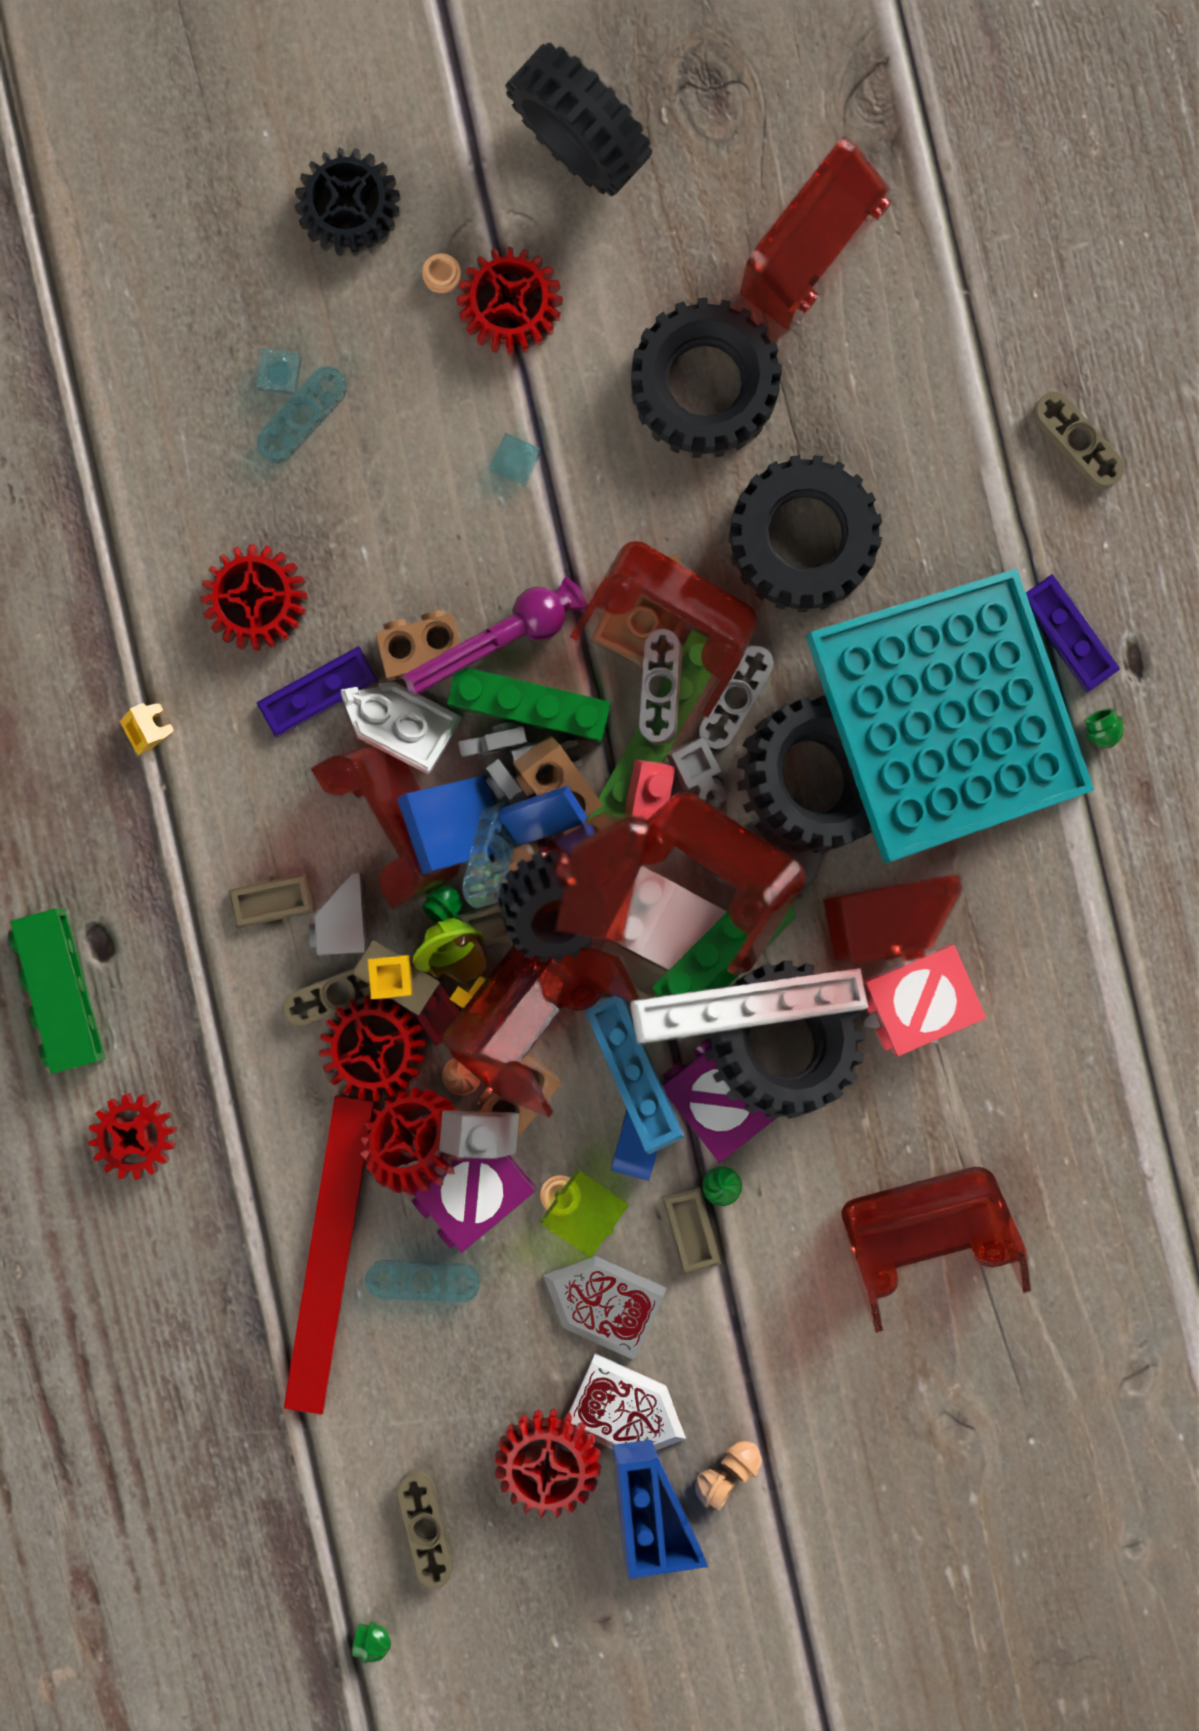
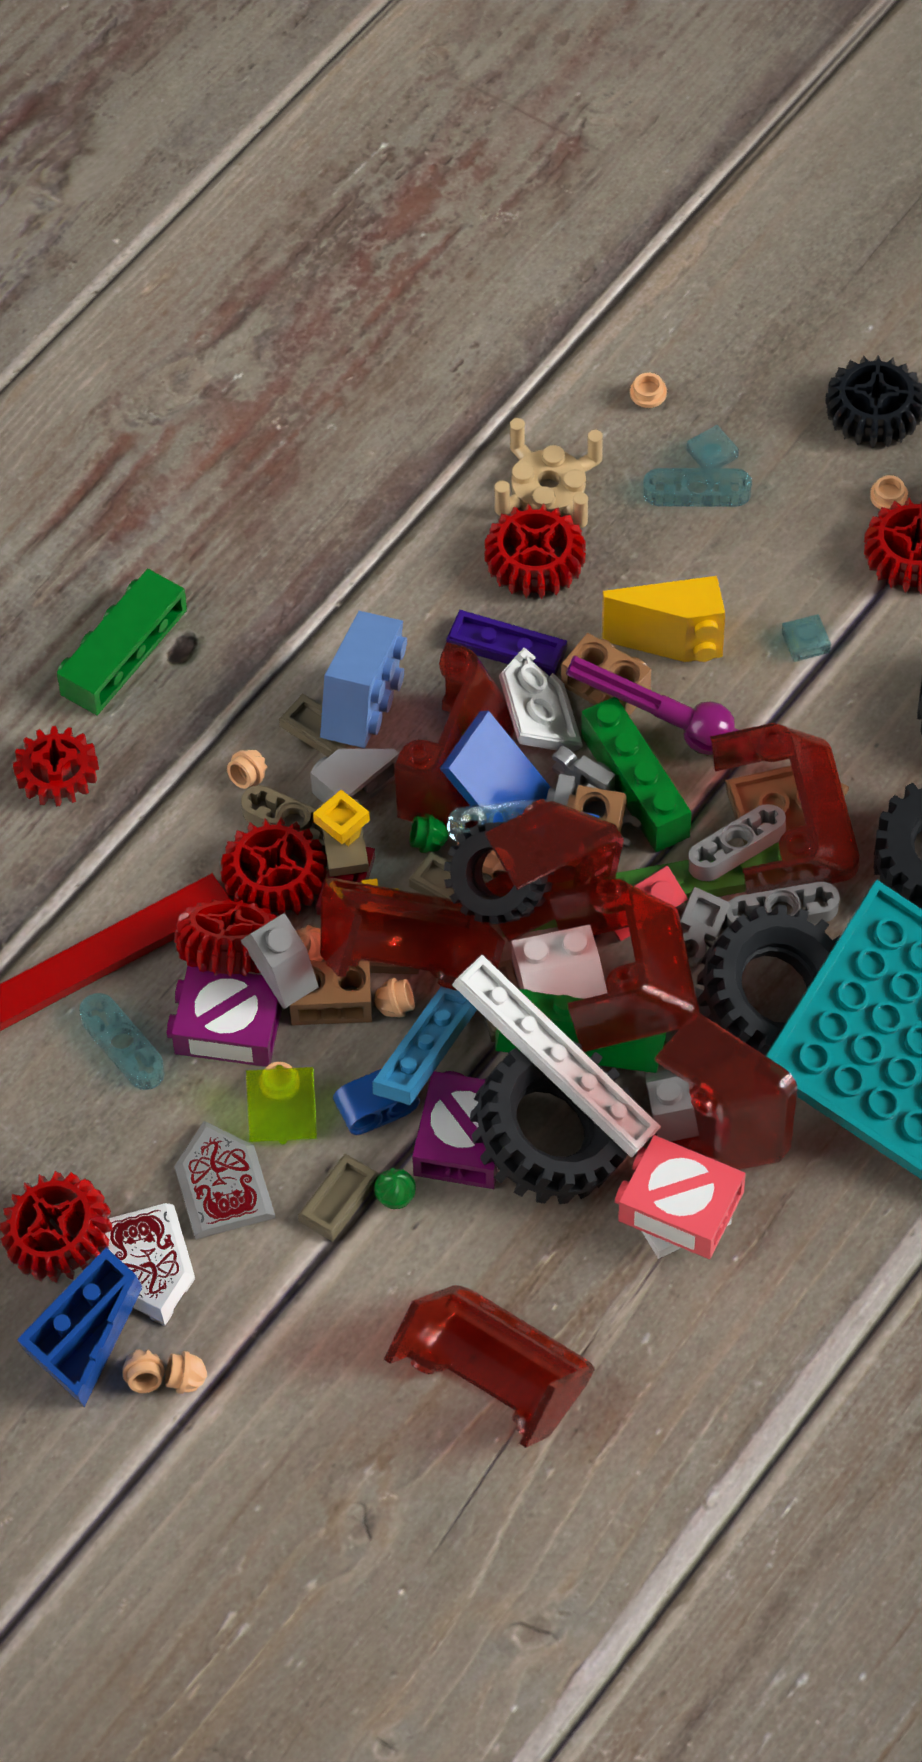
camera: 50 degrees right, 30 degrees down
(141, 728) = (368, 555): yellow tile -> none
(175, 369) = (648, 390): none -> light nougat plate
(177, 509) = (543, 465): none -> tan plate
(262, 990) = (246, 768): none -> light nougat plate
(273, 848) = (362, 679): none -> medium blue brick
(422, 555) = (667, 619): none -> yellow slope
(453, 951) = (397, 850): piece -> none
(565, 1052) = (395, 998): none -> light nougat plate
(821, 927) = (671, 1105): none -> light grey slope

